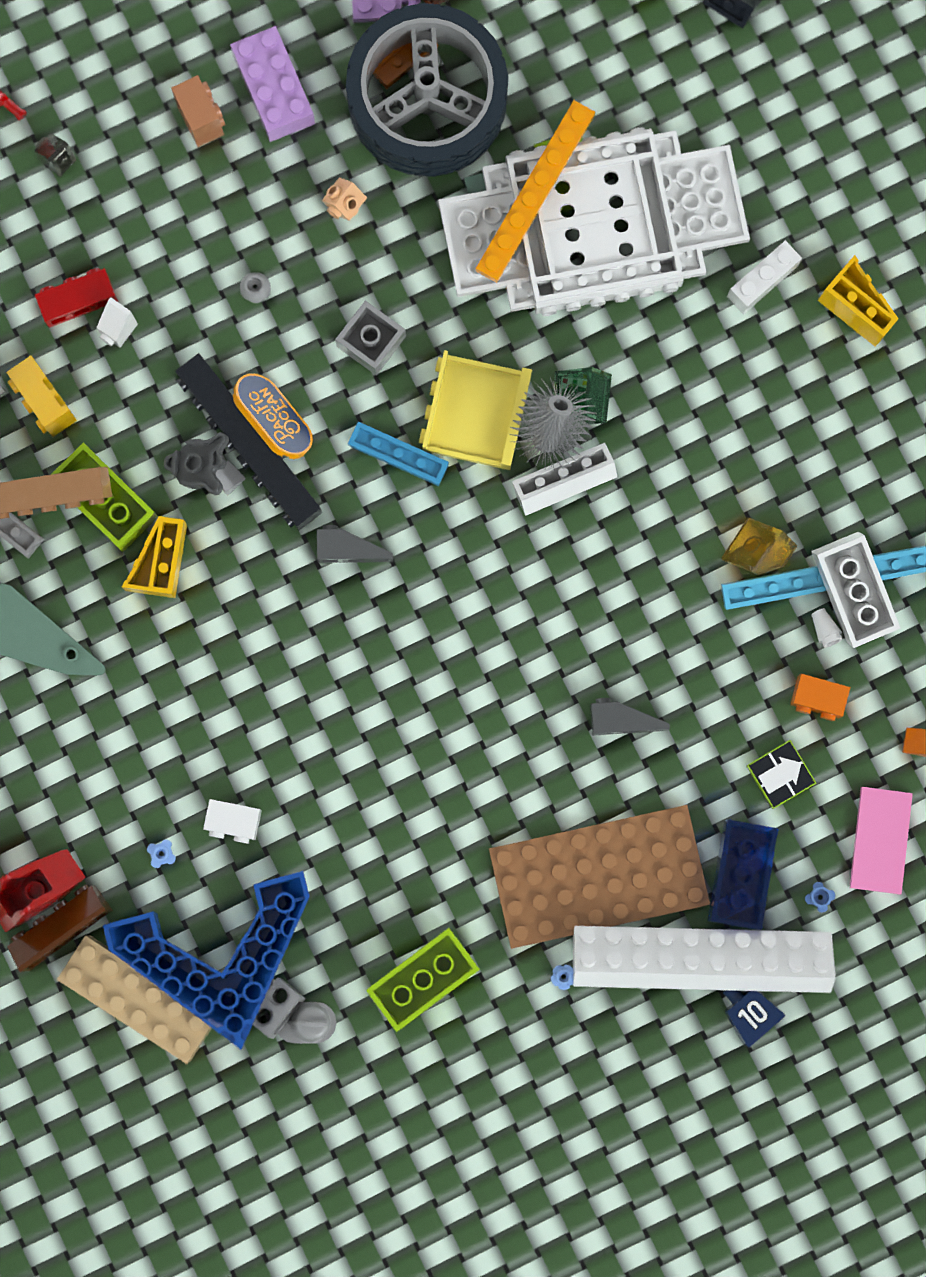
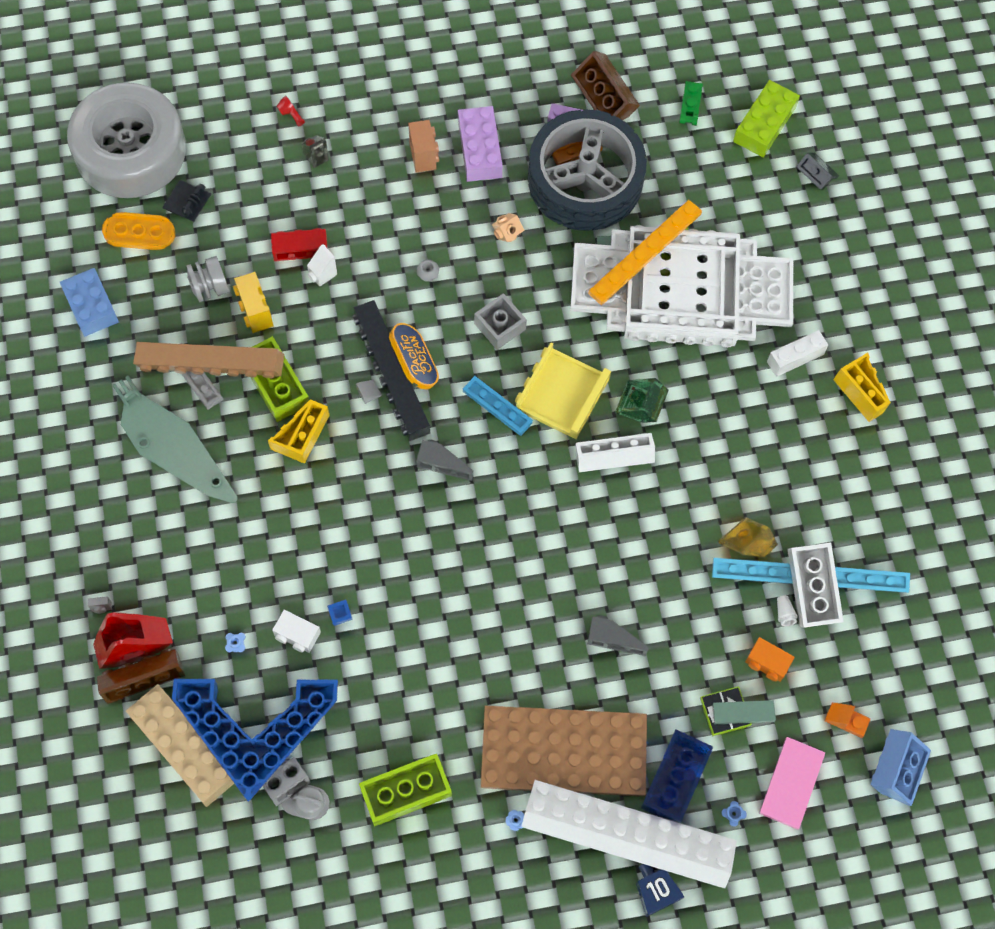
camera: 15 degrees right, 15 degrees down
(198, 462) = (351, 373): dark grey tile -> none
(278, 781) = (339, 612): none -> blue plate
(552, 424) = (615, 408): light grey piece -> none
(804, 771) = (744, 712): none -> sand green tile

